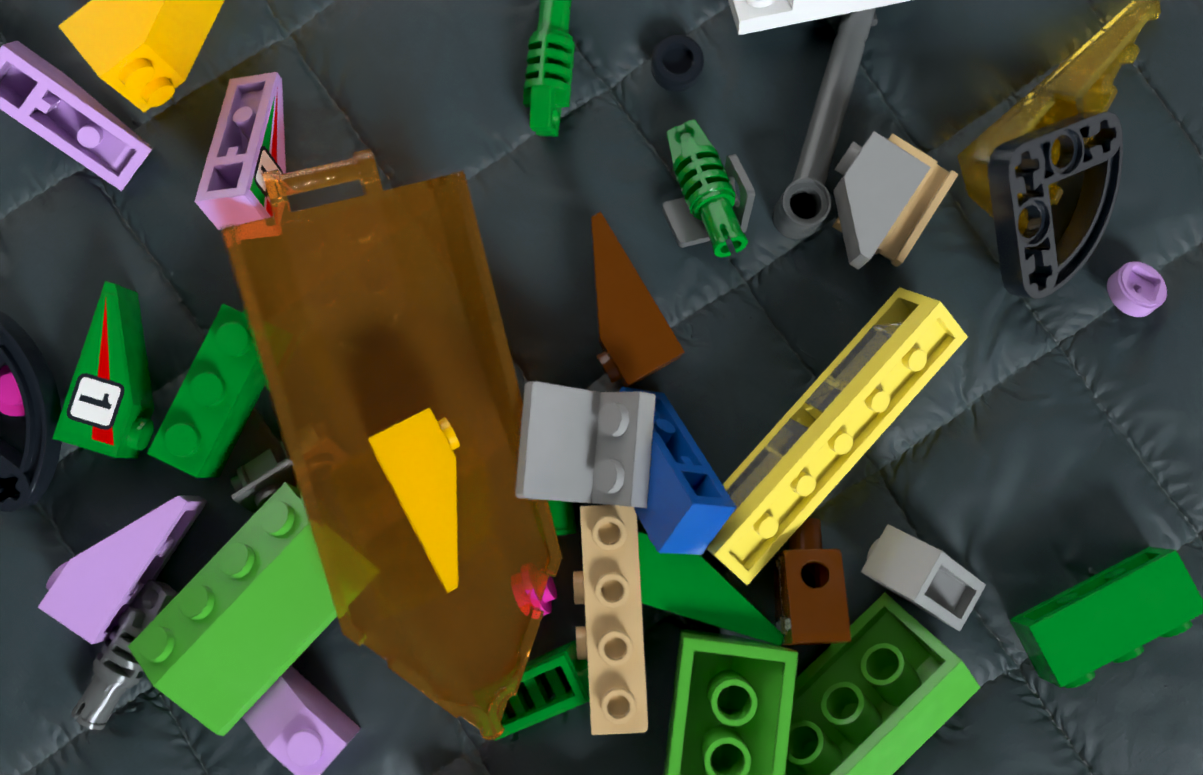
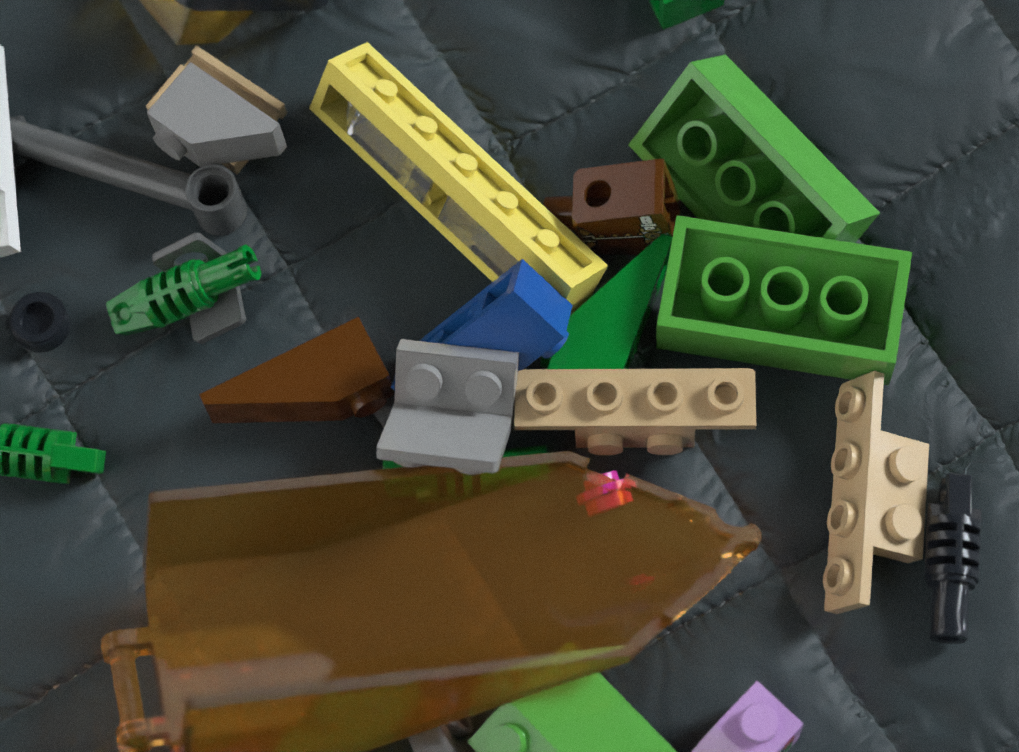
camera: 80 degrees left, 15 degrees down
(422, 474) = (483, 585): yellow slope -> none
(565, 698) = (727, 470): green slope -> none
(923, 576) = (611, 103): light grey slope -> none

